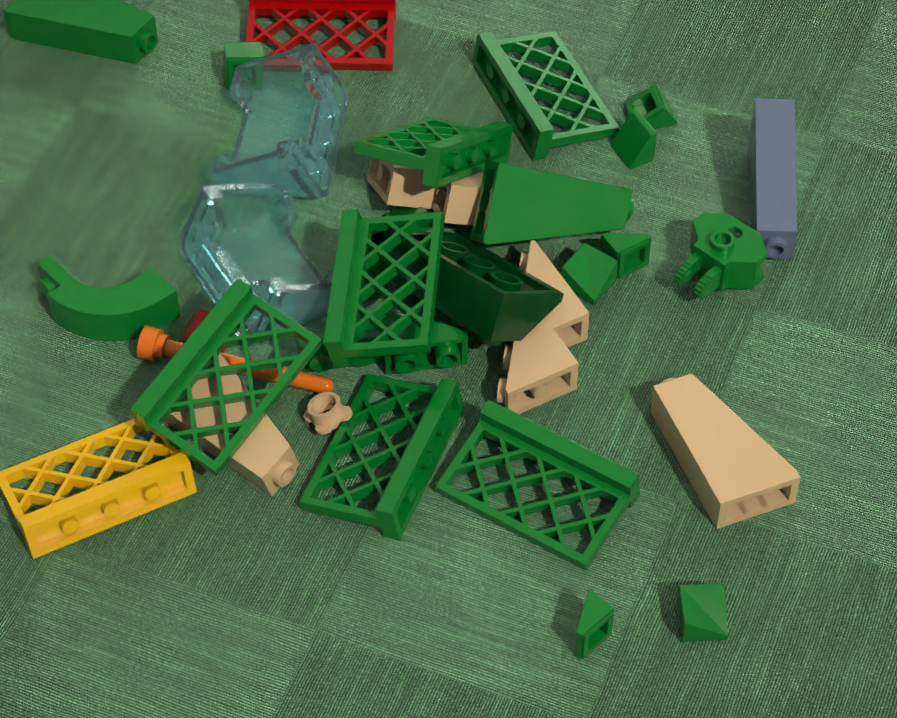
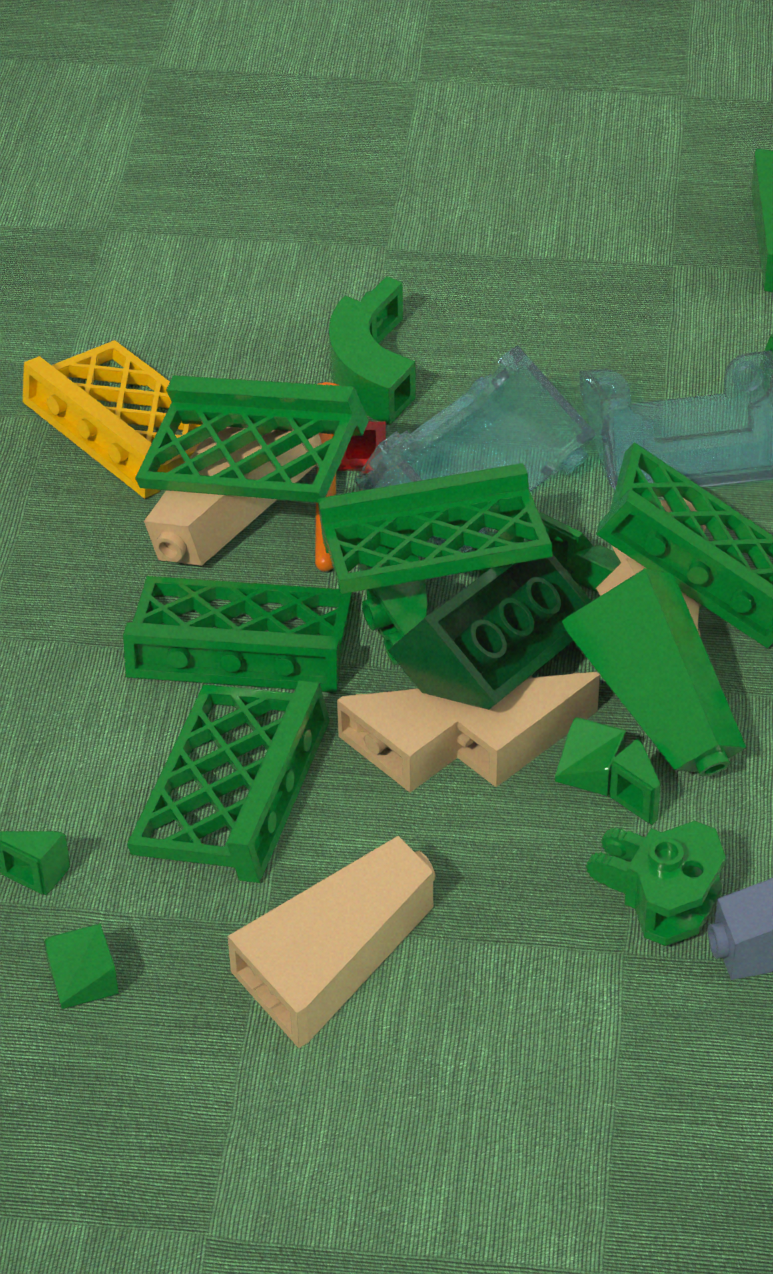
camera: 75 degrees right, 5 degrees down
(326, 412) = (278, 565): tan plate -> none

